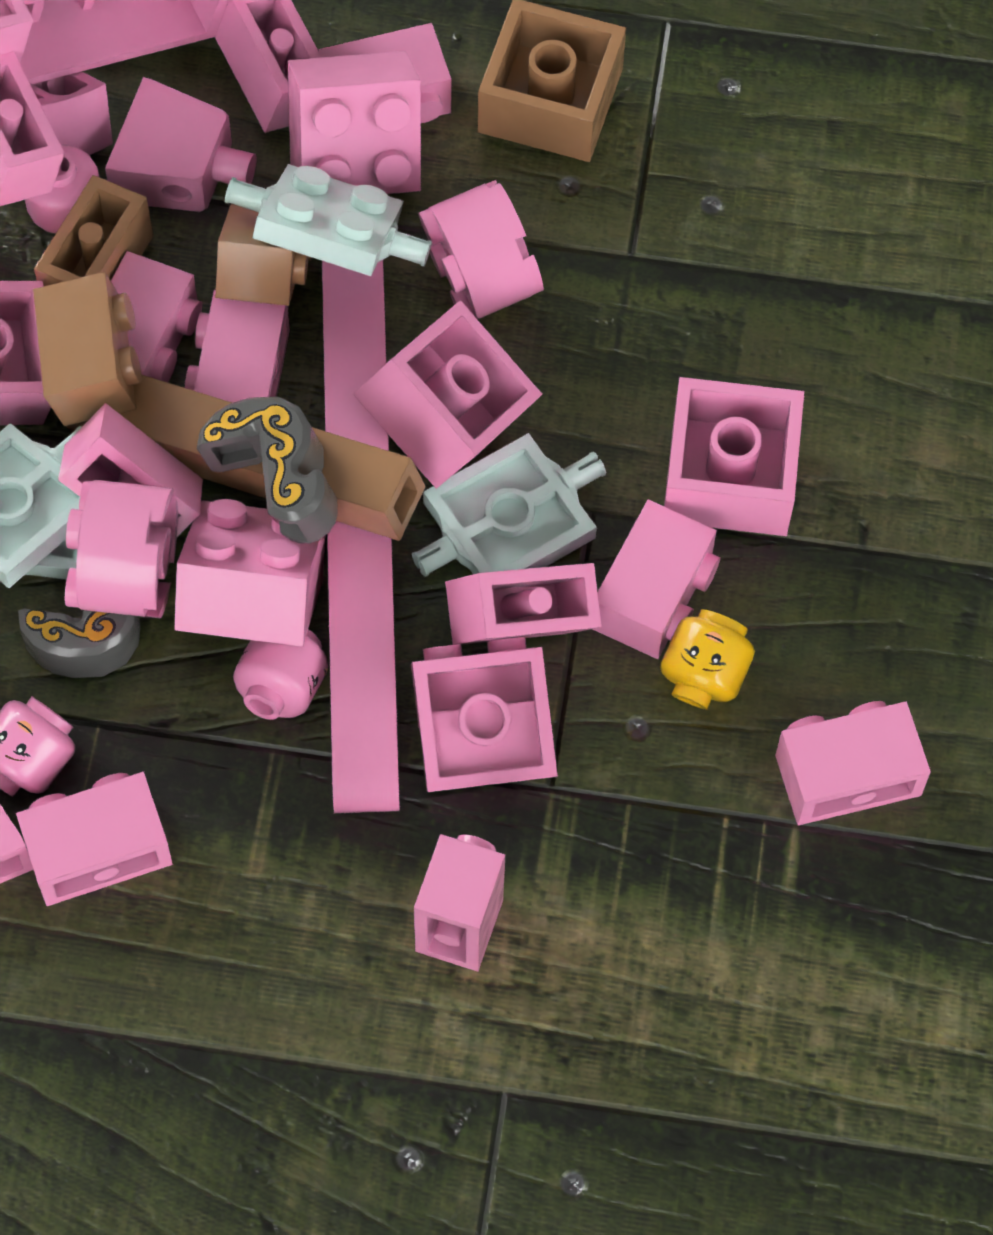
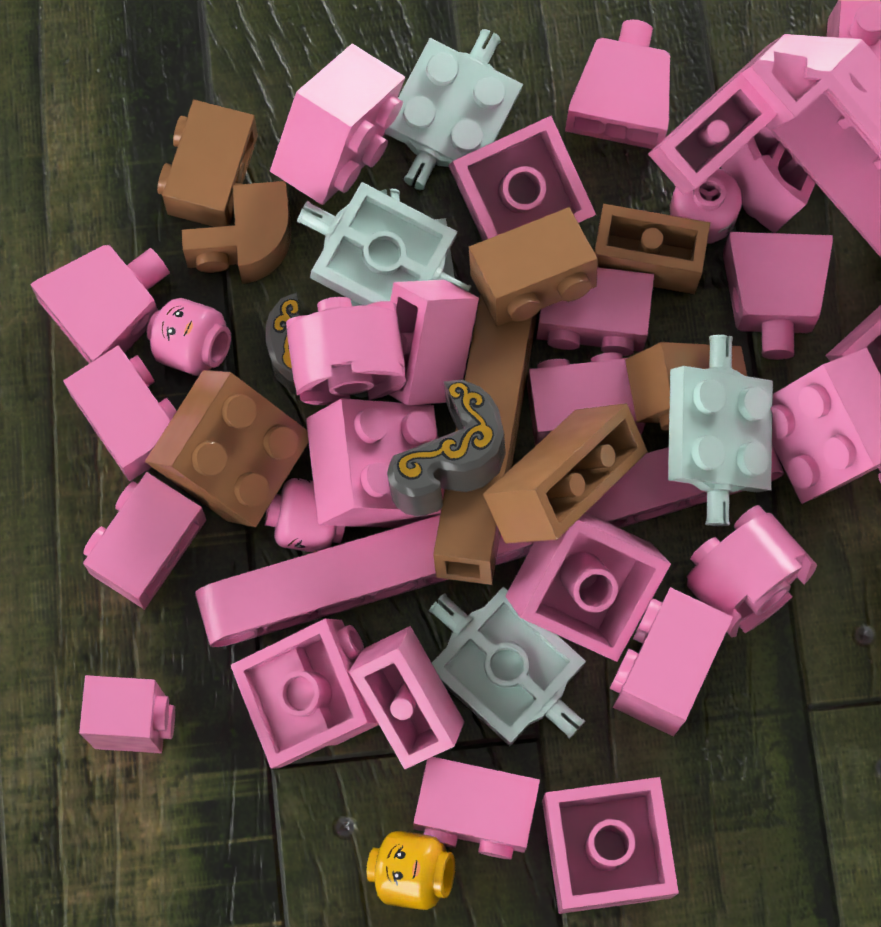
camera: 75 degrees right, 10 degrees up
(181, 720) = (229, 447): none -> medium nougat brick
(254, 851) = (143, 539): none -> bright pink brick
(335, 366) = (565, 474): none -> medium nougat brick
(562, 341) = (674, 658): none -> bright pink brick

